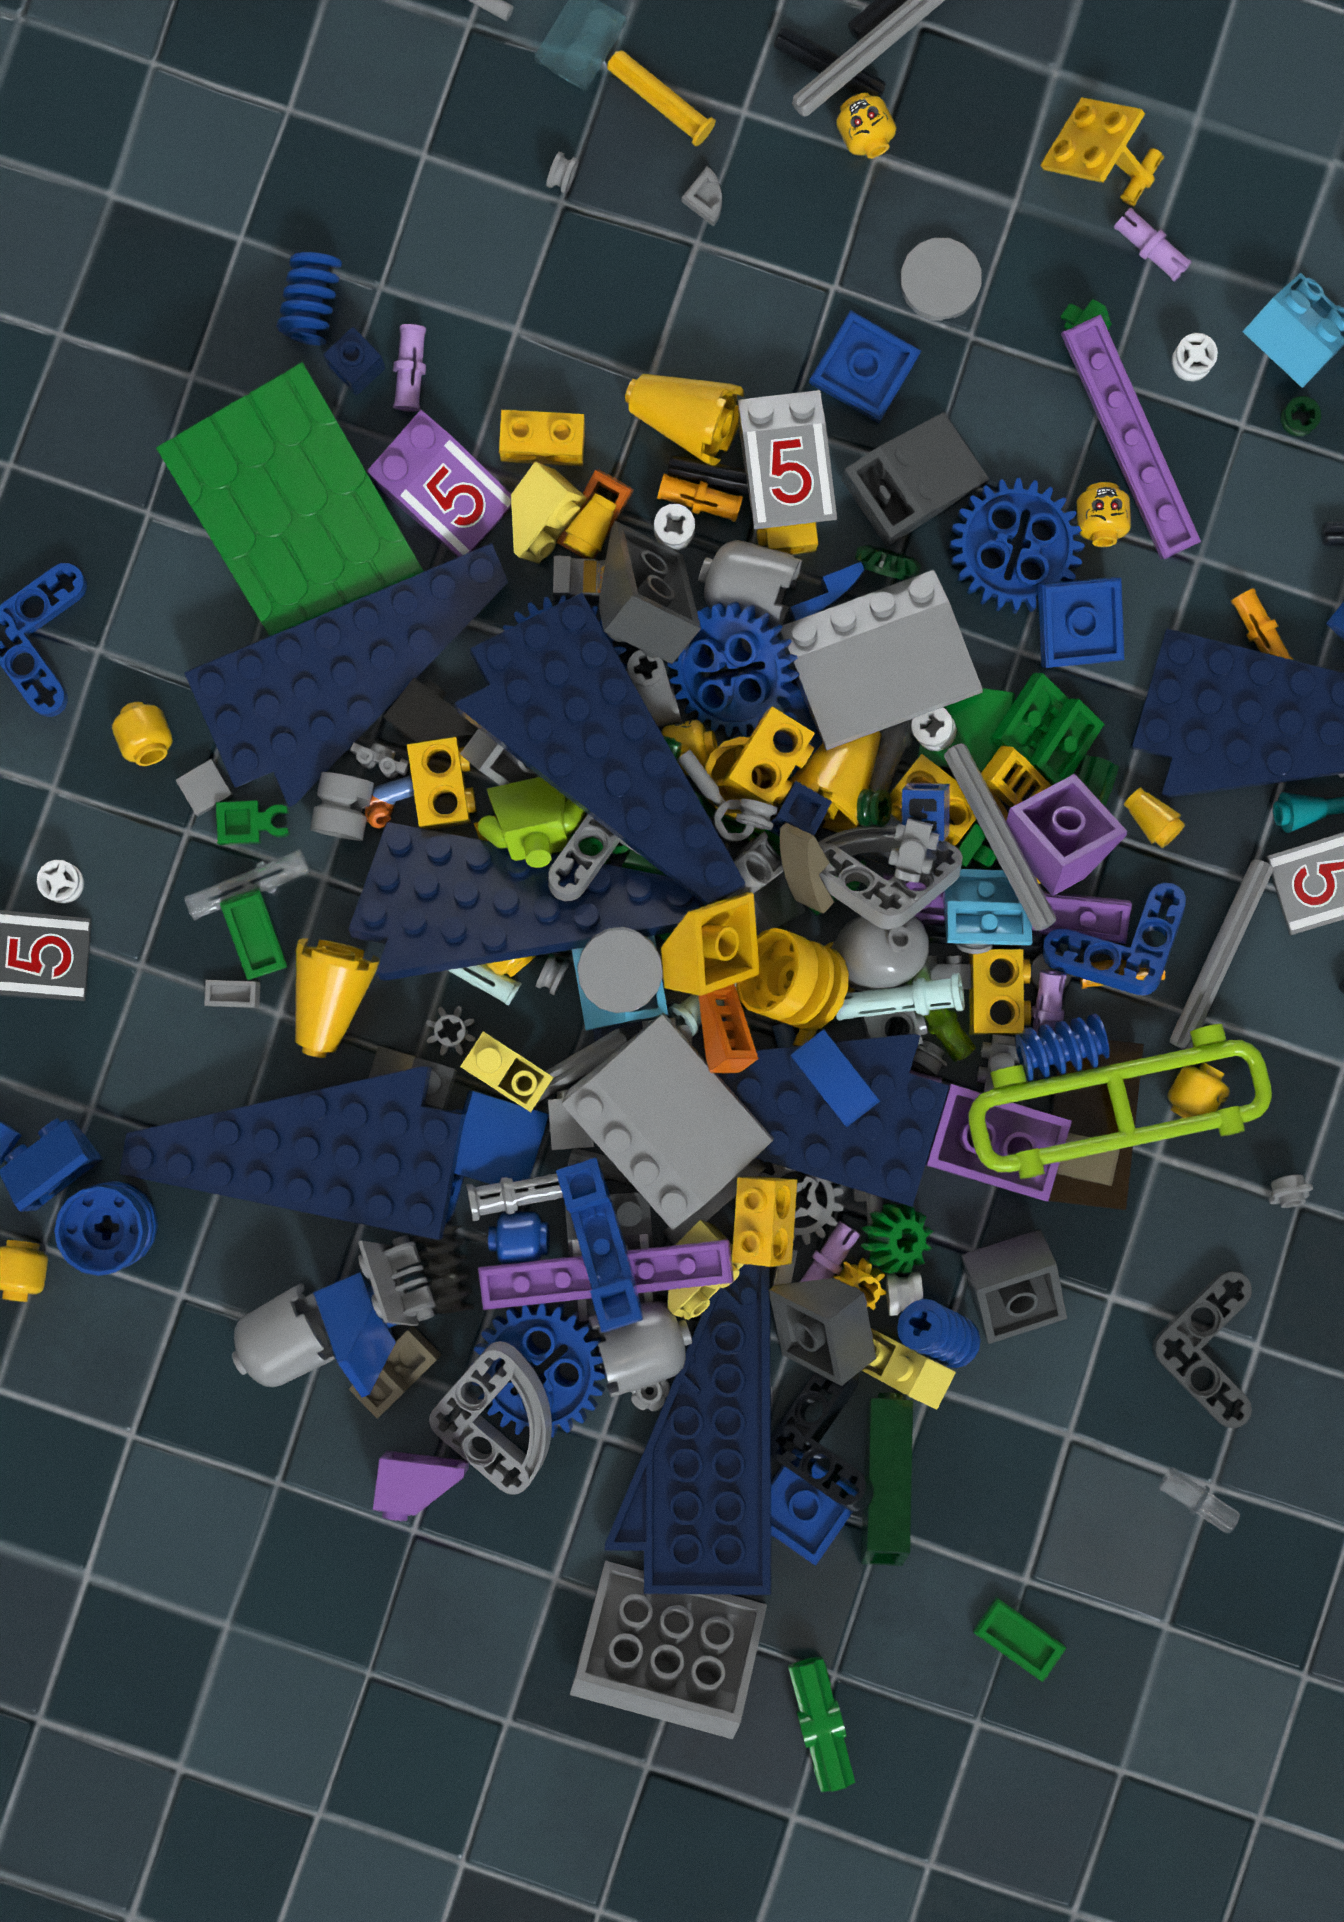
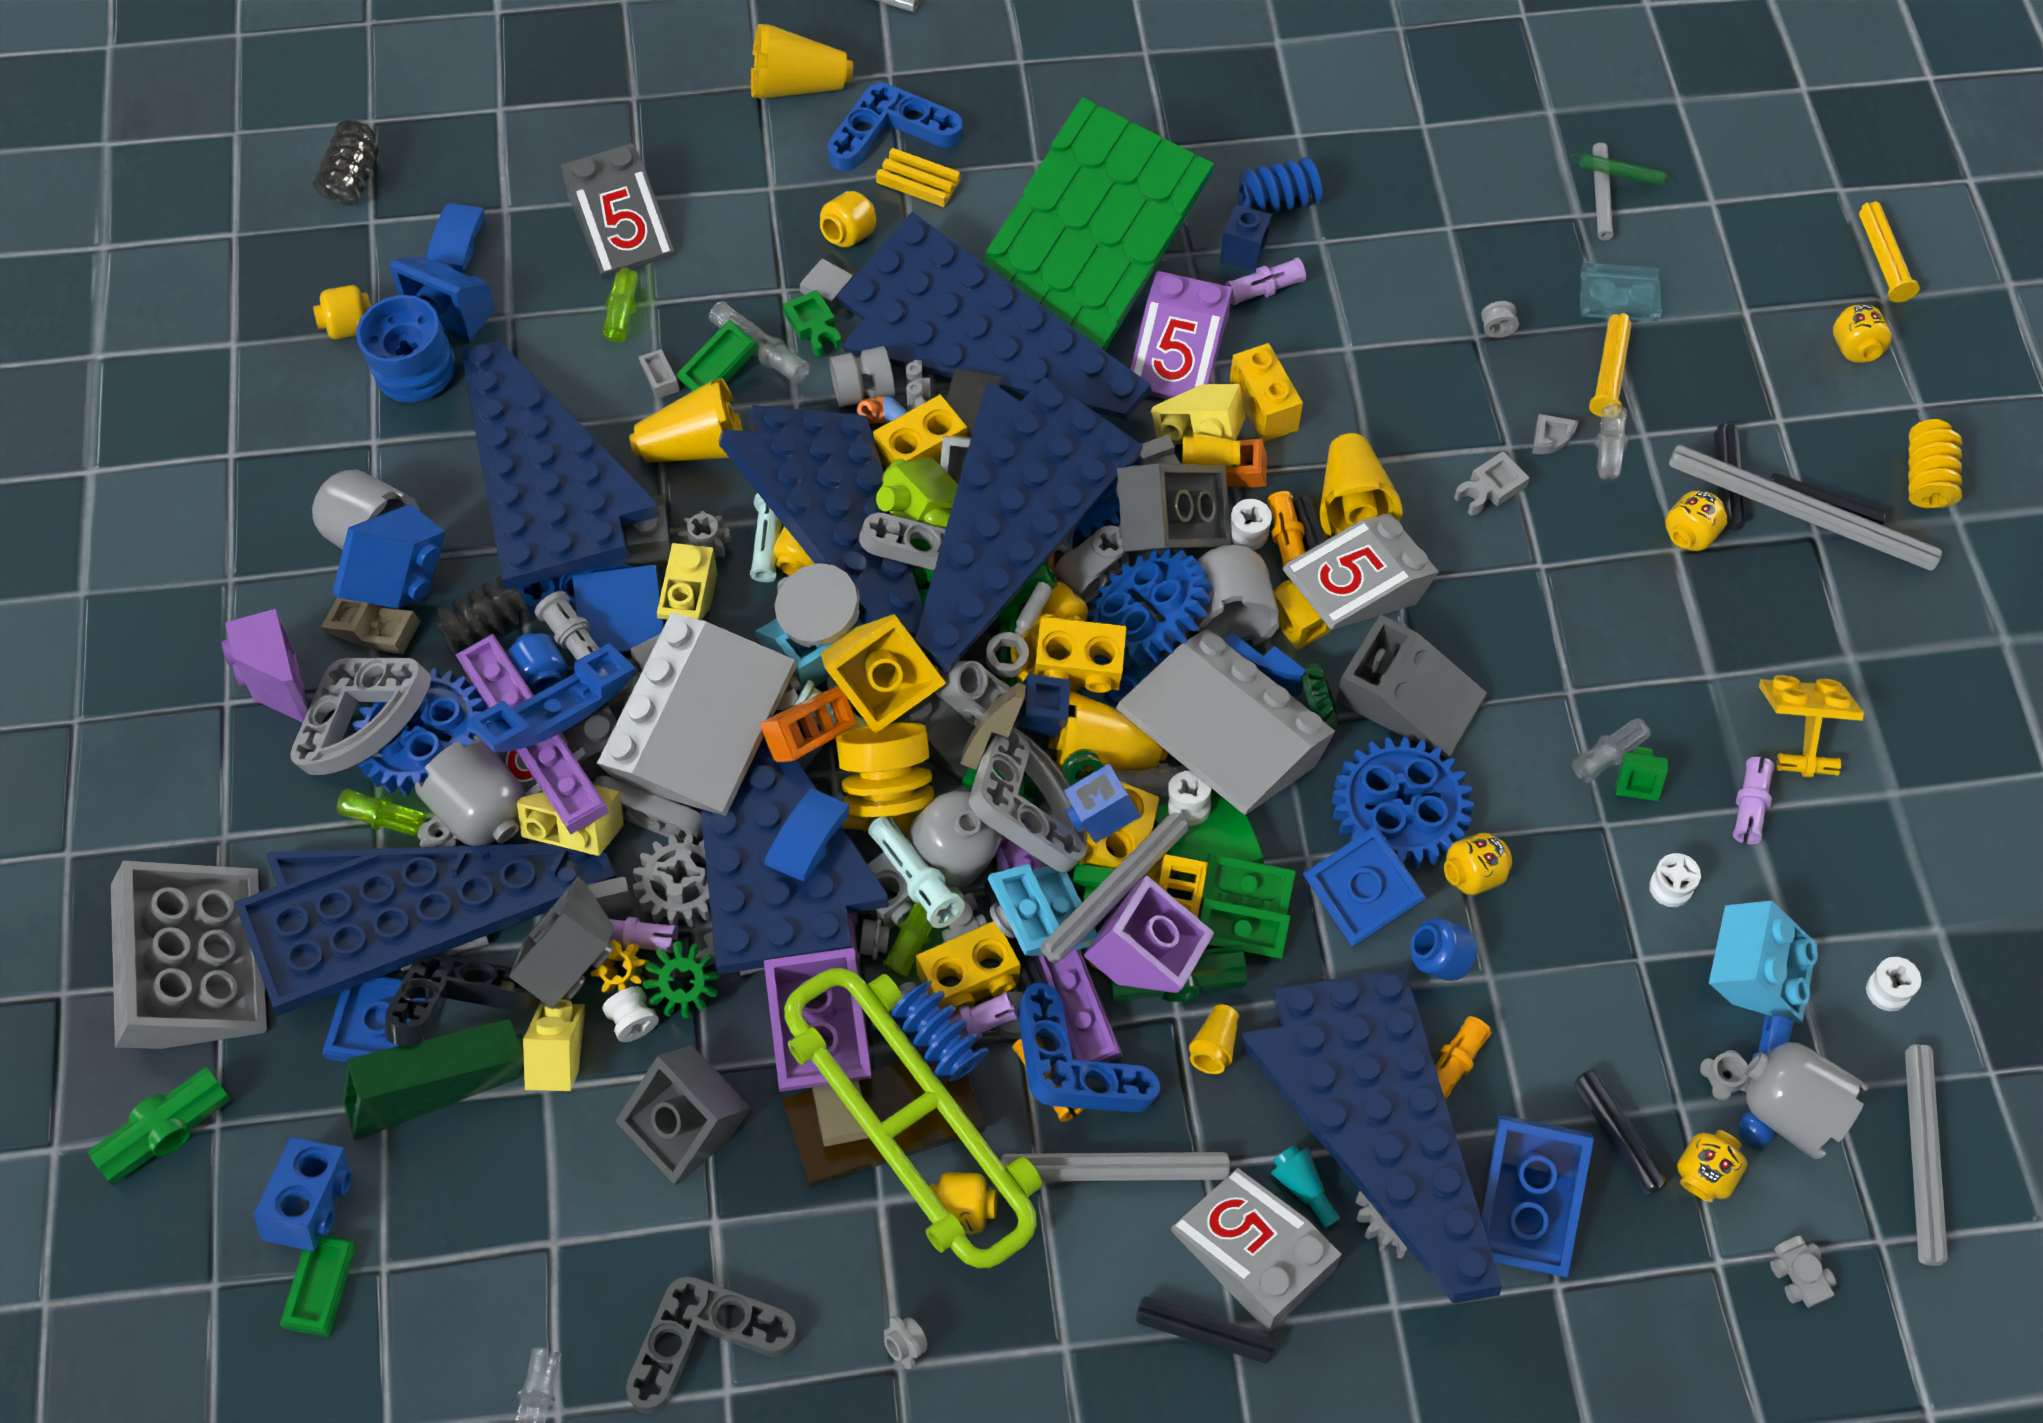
camera: 70 degrees right, 25 degrees down
(52, 878) = (693, 215): white wheel -> none
(103, 628) = (921, 173): none -> yellow tile
(135, 997) = (620, 305): none -> clear neon green axle
(391, 1297) = (447, 561): light grey hinge -> none
(603, 1433) = (379, 812): none -> clear neon green axle
(735, 279) = (1494, 480): none -> light grey plate
(743, 149) = (1611, 441): none -> clear axle
(756, 814) = (1020, 657): light grey bush -> none
(764, 1221) = (644, 845): yellow brick -> none
(864, 366) = (1486, 616): blue tile -> none
(911, 857) = (1055, 796): light grey piece -> none
(938, 1333) = (601, 1052): blue piece -> none
(939, 1634) = (294, 1191): none -> blue brick
(940, 279) = (1604, 641): light grey tile -> none
(1049, 336) = (1610, 750): none -> clear axle
(1130, 437) = (1562, 851): medium lavender tile -> none
(1170, 588) = (1443, 949): none -> blue head
(1306, 405) = (1683, 990): dark green bush -> none

